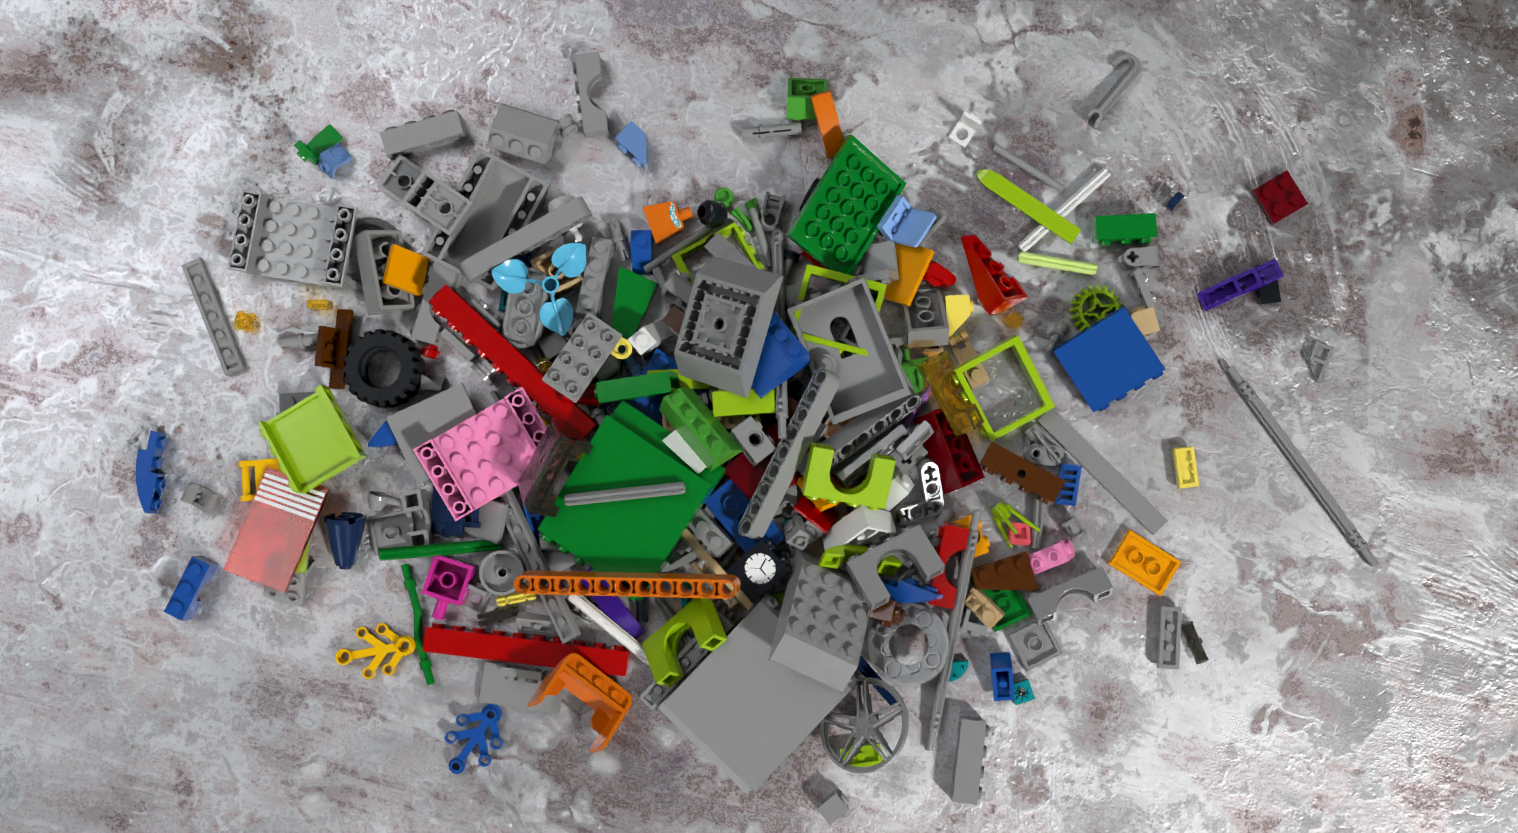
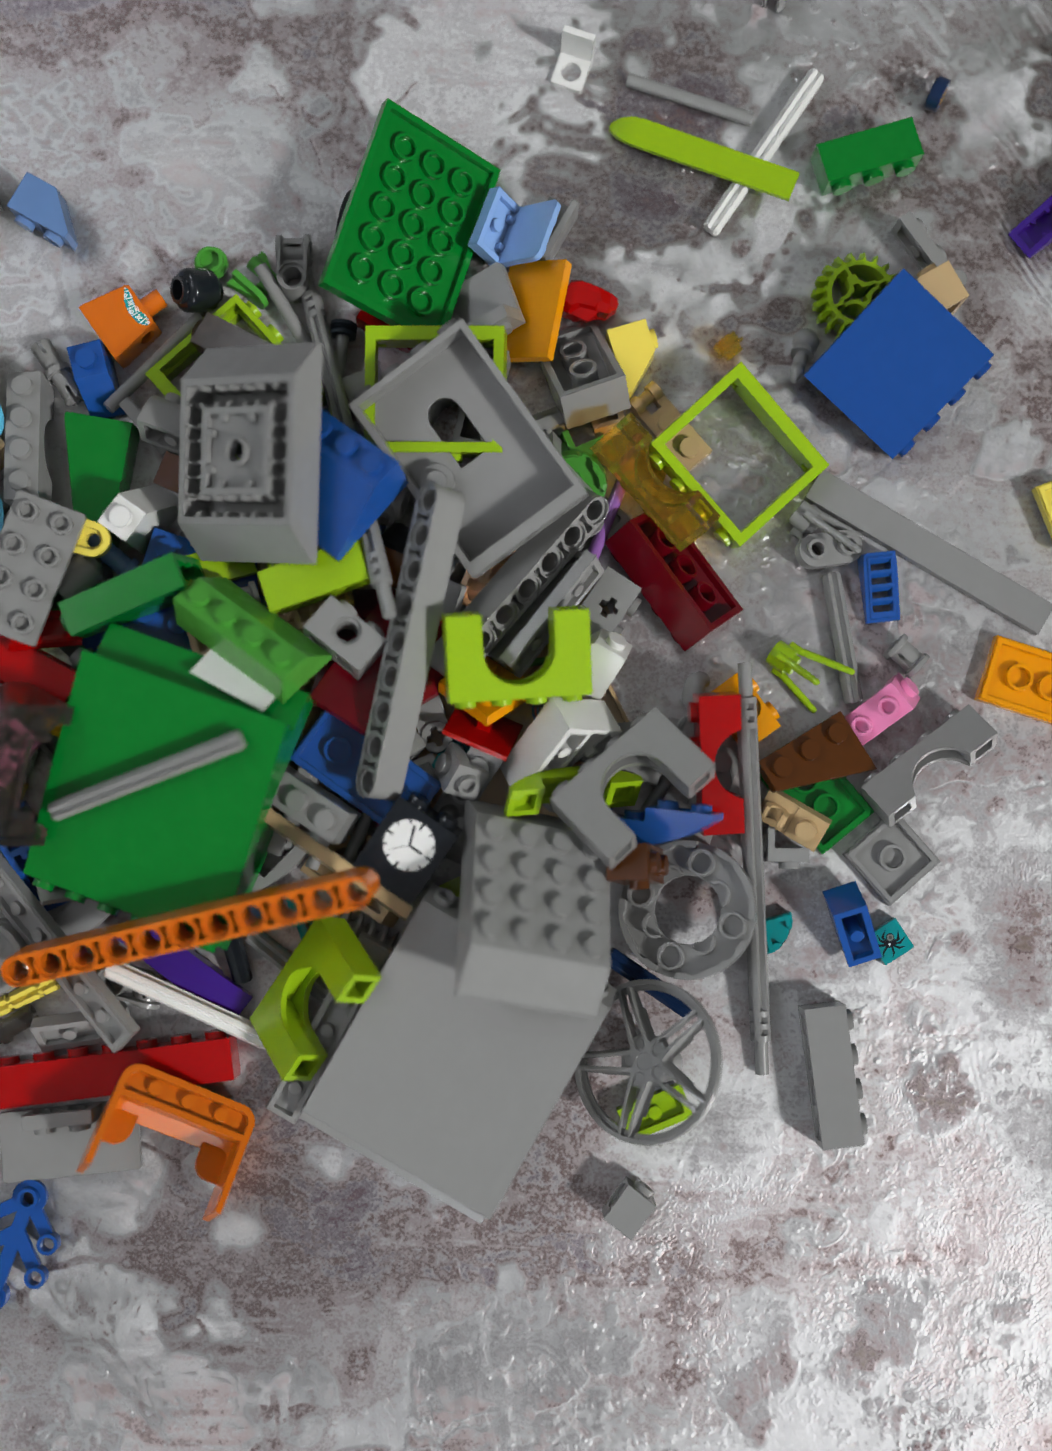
camera: 20 degrees left, 0 degrees up
(769, 130) = (224, 152): light grey pin -> none
(798, 97) = (307, 74): bright green slope -> none
(827, 123) = (344, 93): orange slope -> none
(918, 436) = (610, 579): light grey plate -> none
(927, 499) = (660, 664): light grey beam -> none
(992, 284) = (679, 298): red wedge -> none
(1022, 537) = (827, 691): coral plate -> none
(1036, 479) = (828, 586): reddish brown brick -> none
(1057, 263) = (774, 238): yellowish green axle -> none
(1142, 258) = (903, 195): light grey piece -> none

